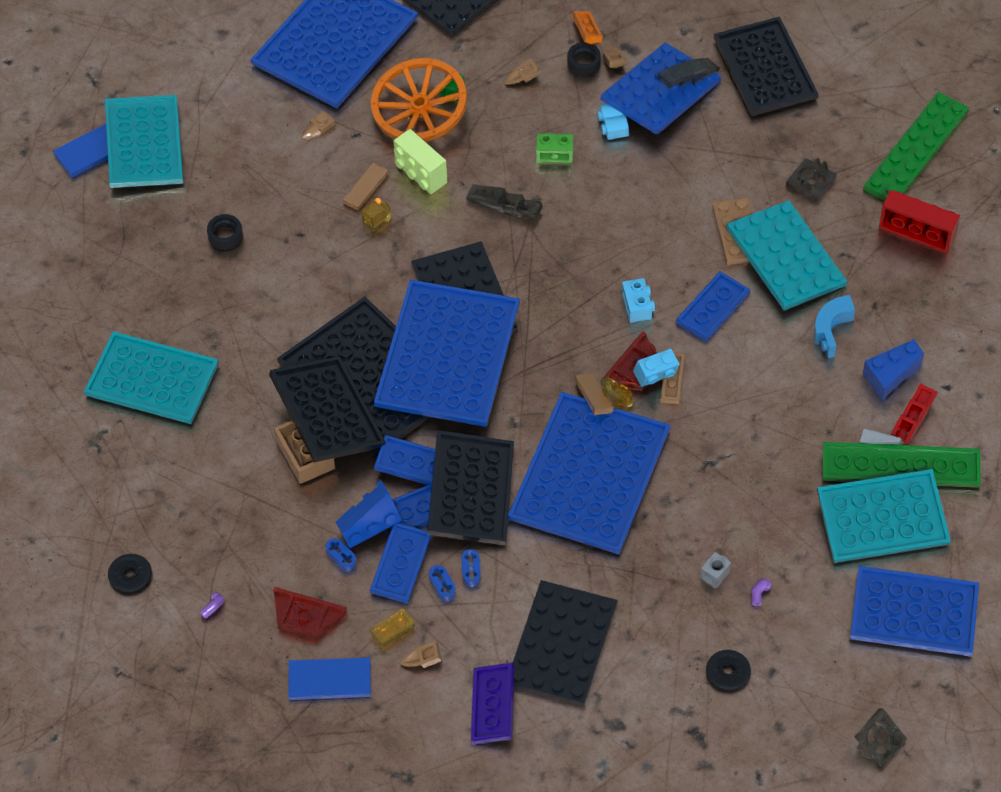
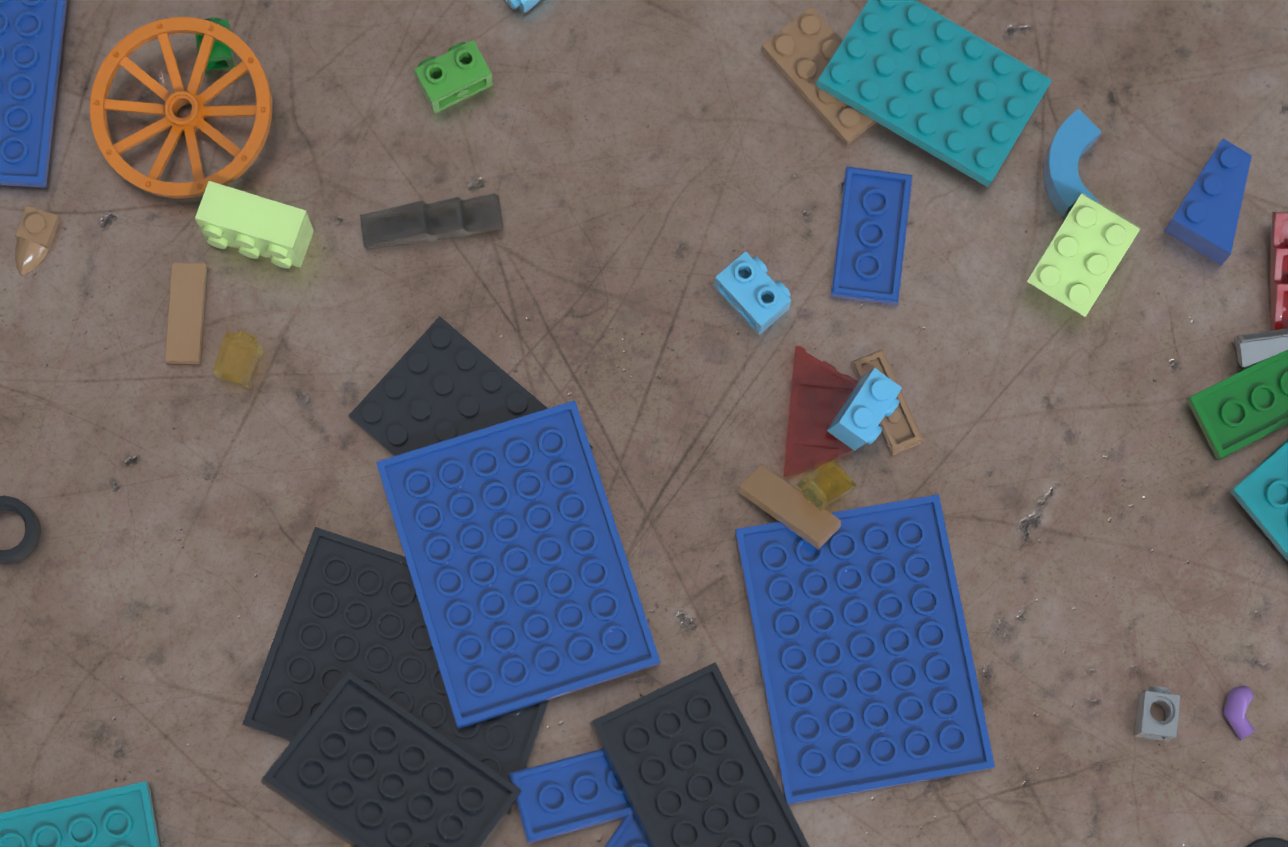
camera: 35 degrees left, 20 degrees up
(809, 355) = (1083, 254): none -> yellowish green brick

